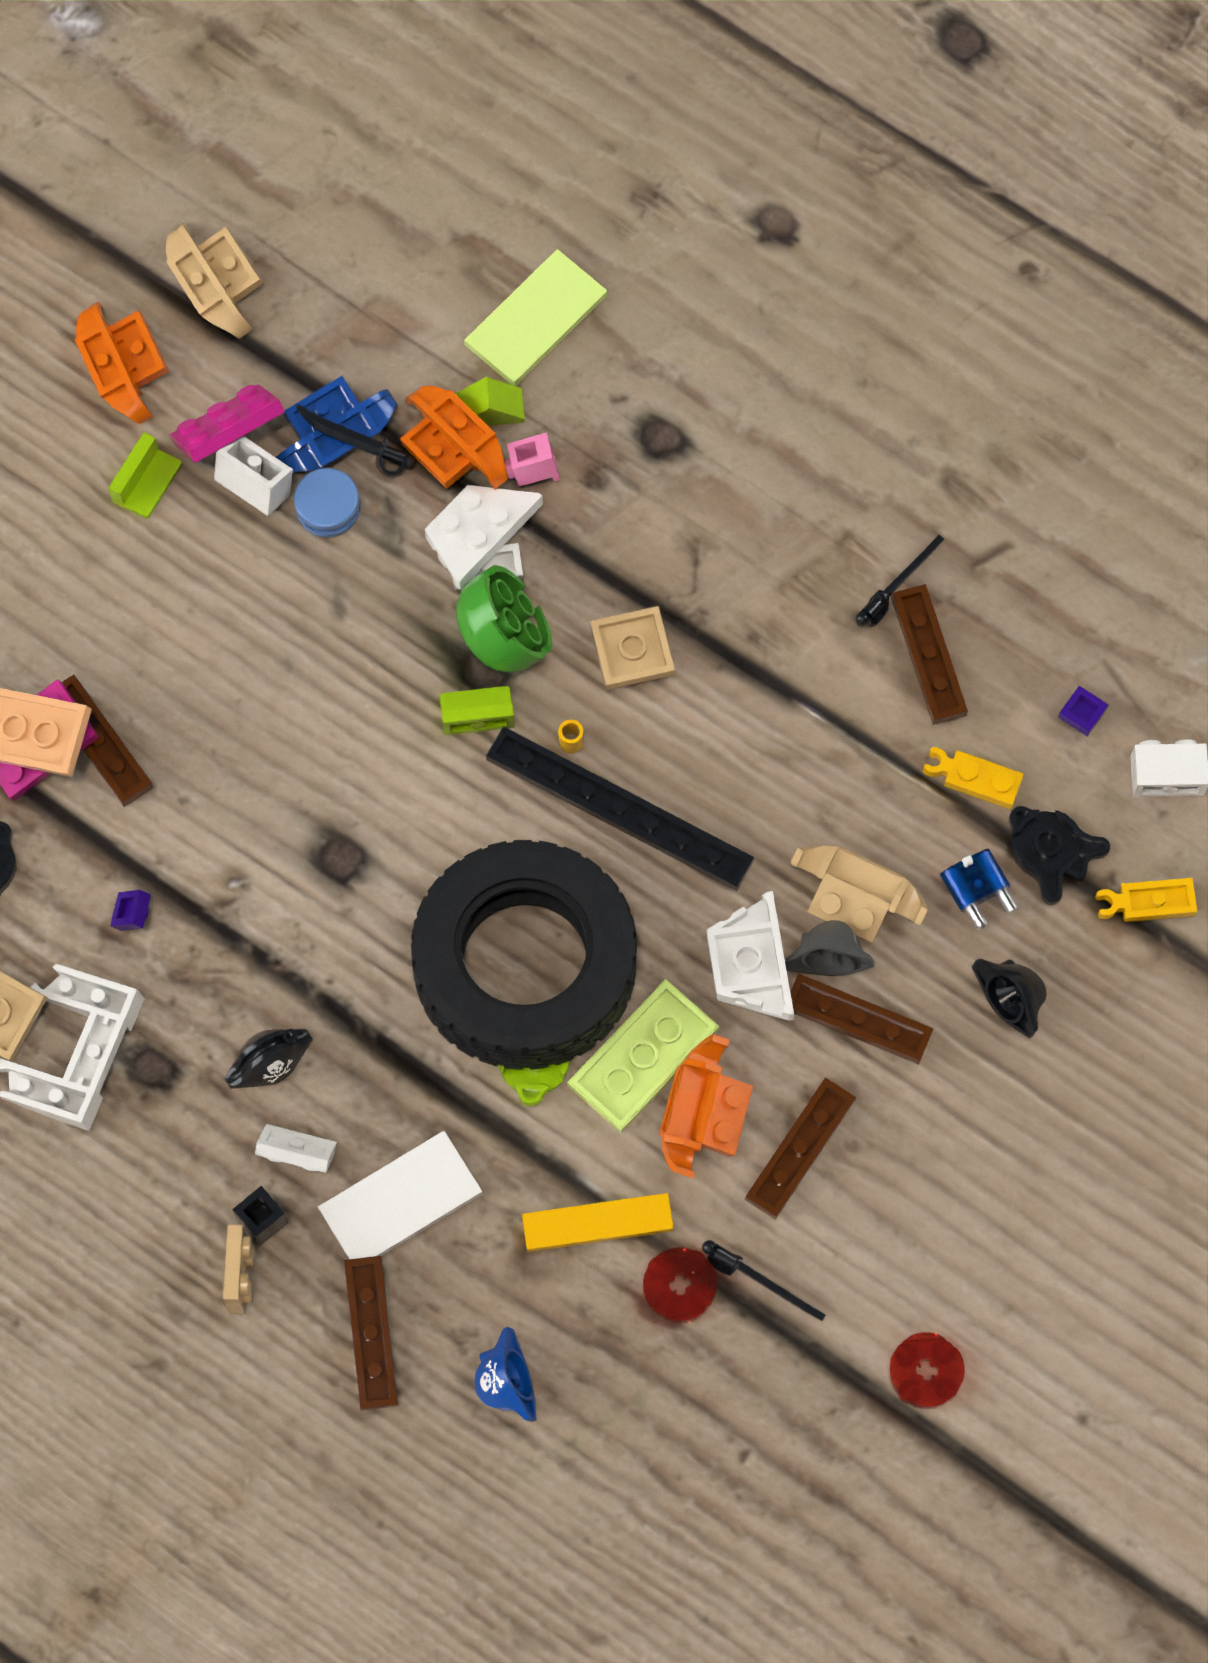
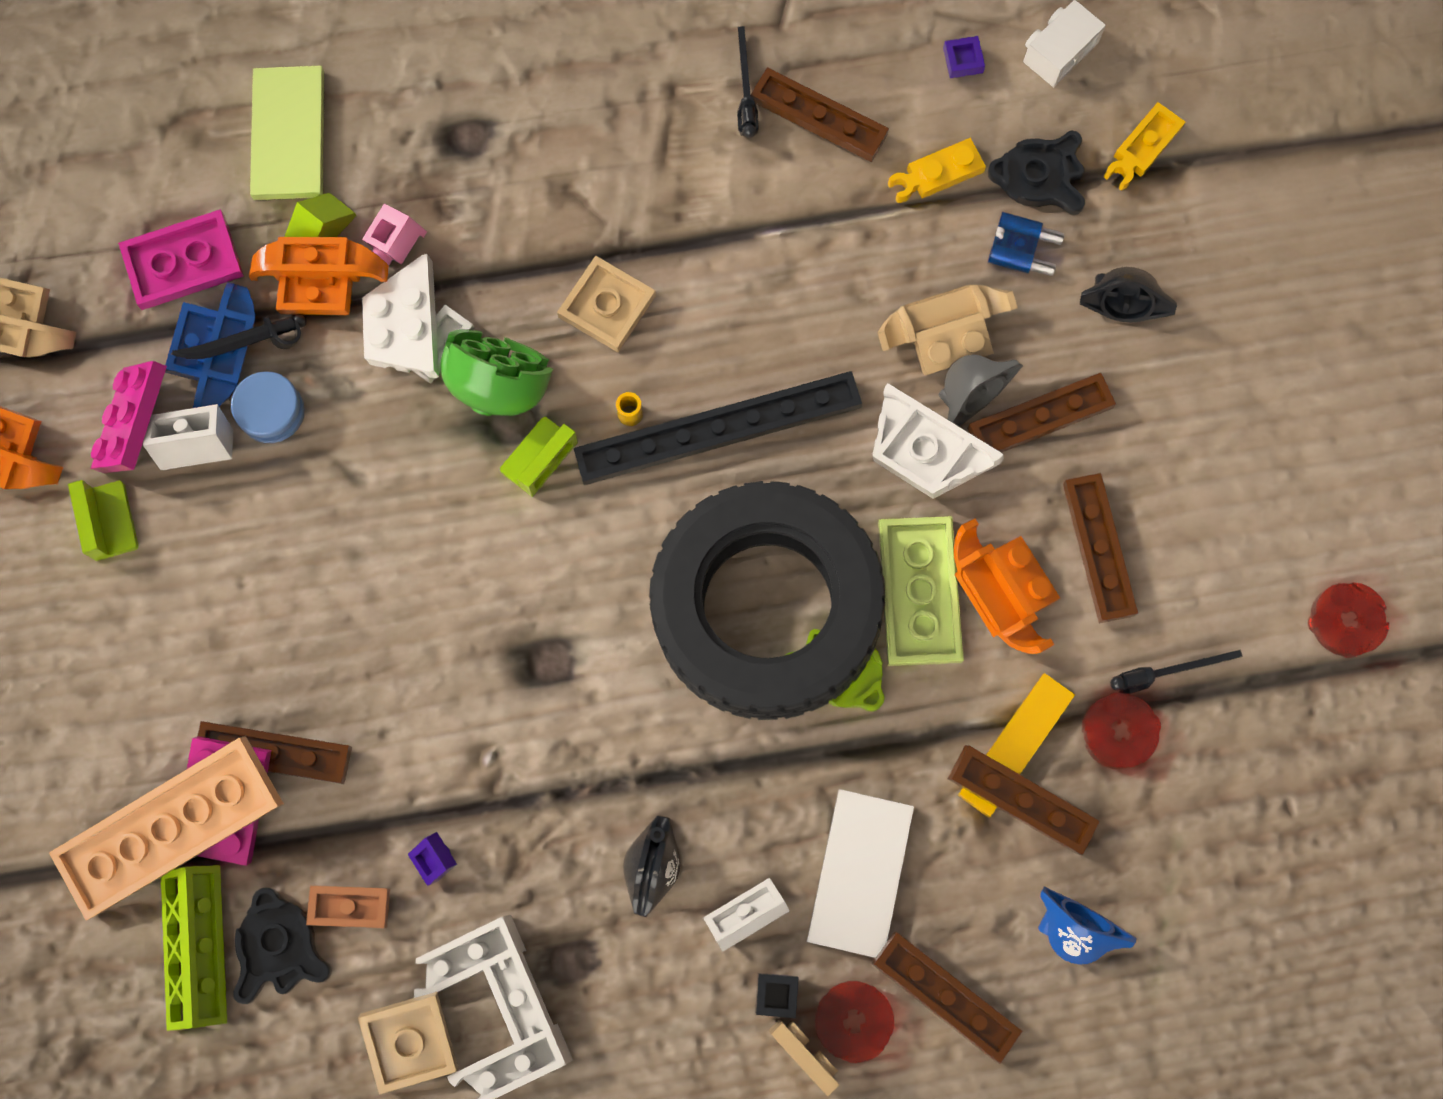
camera: 45 degrees left, 5 degrees up
(47, 888) = (348, 906): none -> nougat plate
(289, 1267) = (873, 1033): none -> clear red plate
(371, 343) = (181, 259): none -> dark pink plate
(559, 1258) = (1023, 800): none -> reddish brown plate

